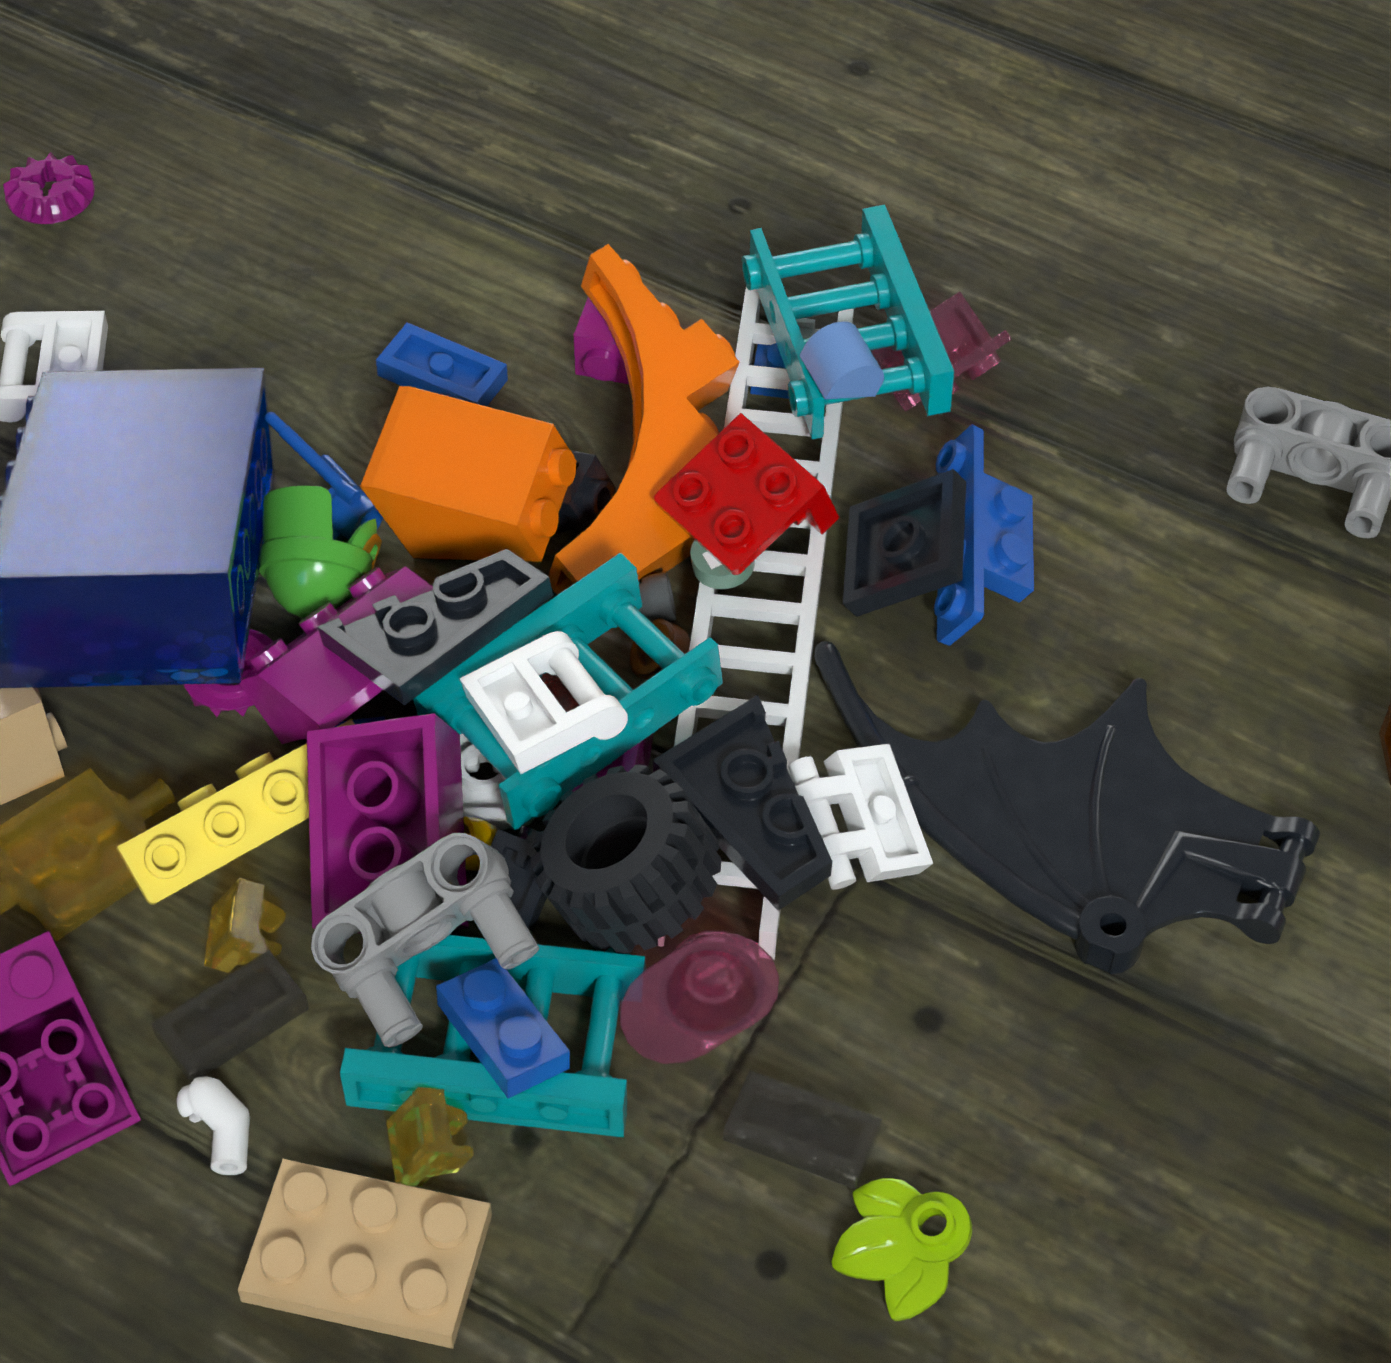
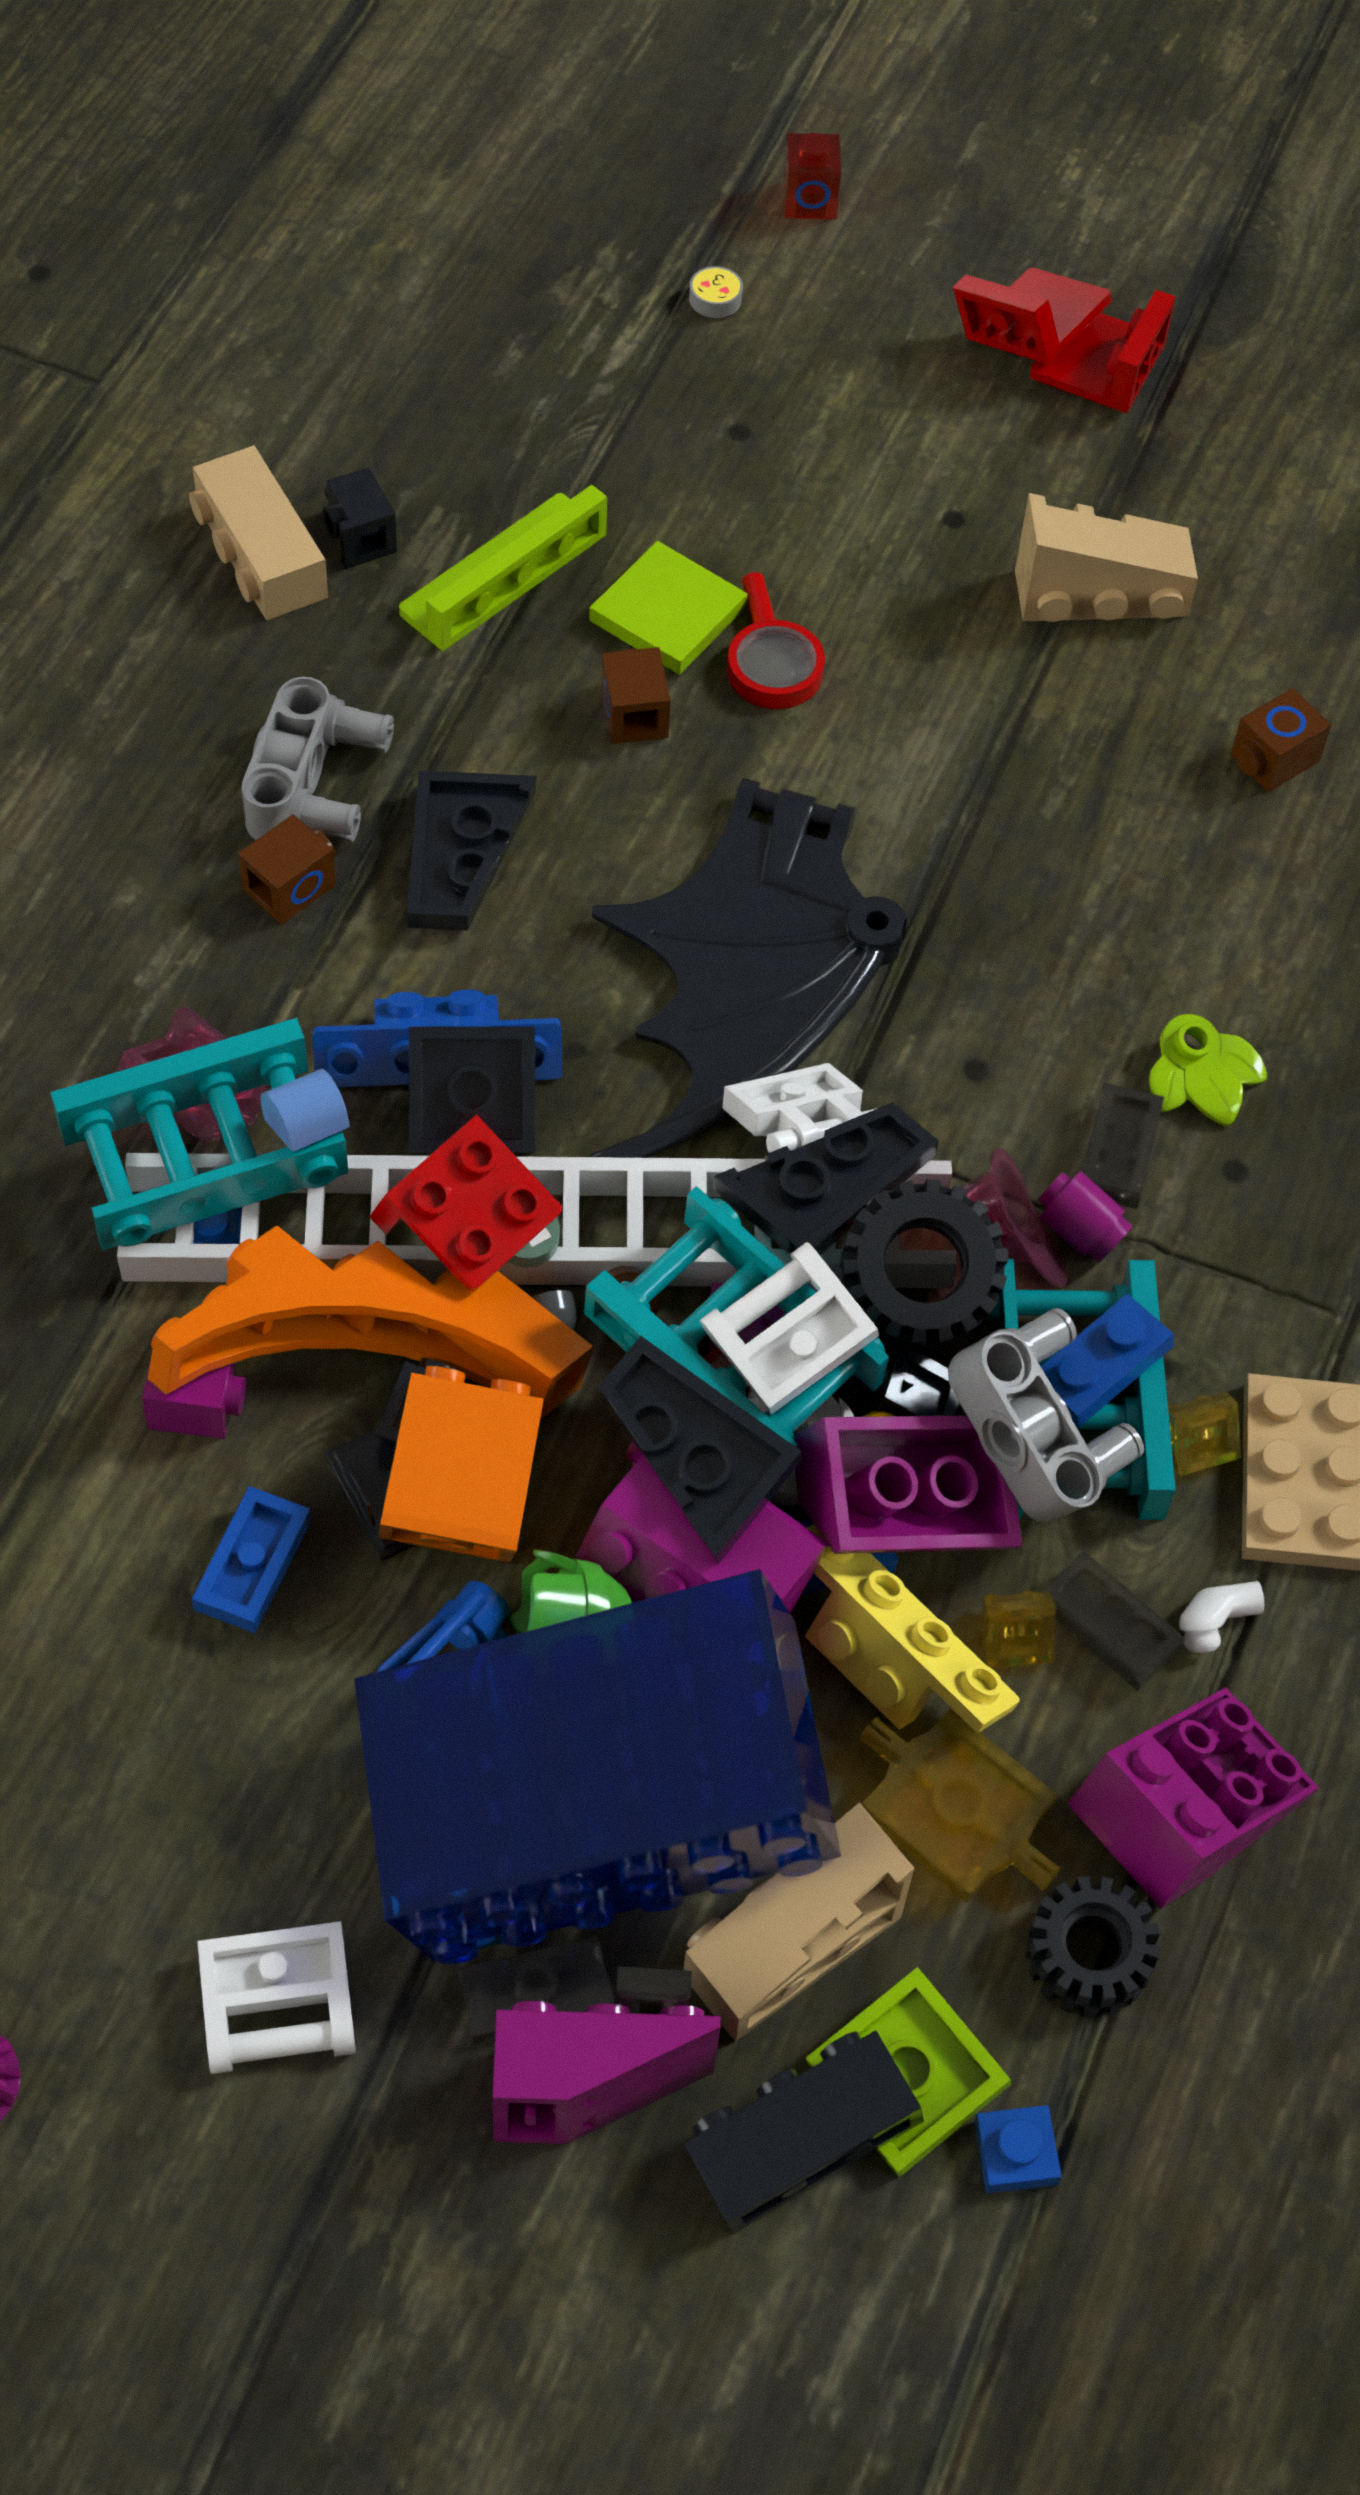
camera: 100 degrees left, 5 degrees up
(705, 1065) = (1083, 1215): none -> magenta brick
(1186, 434) = (288, 868): none -> reddish brown brick
(1225, 574) = (460, 842): none -> black wing

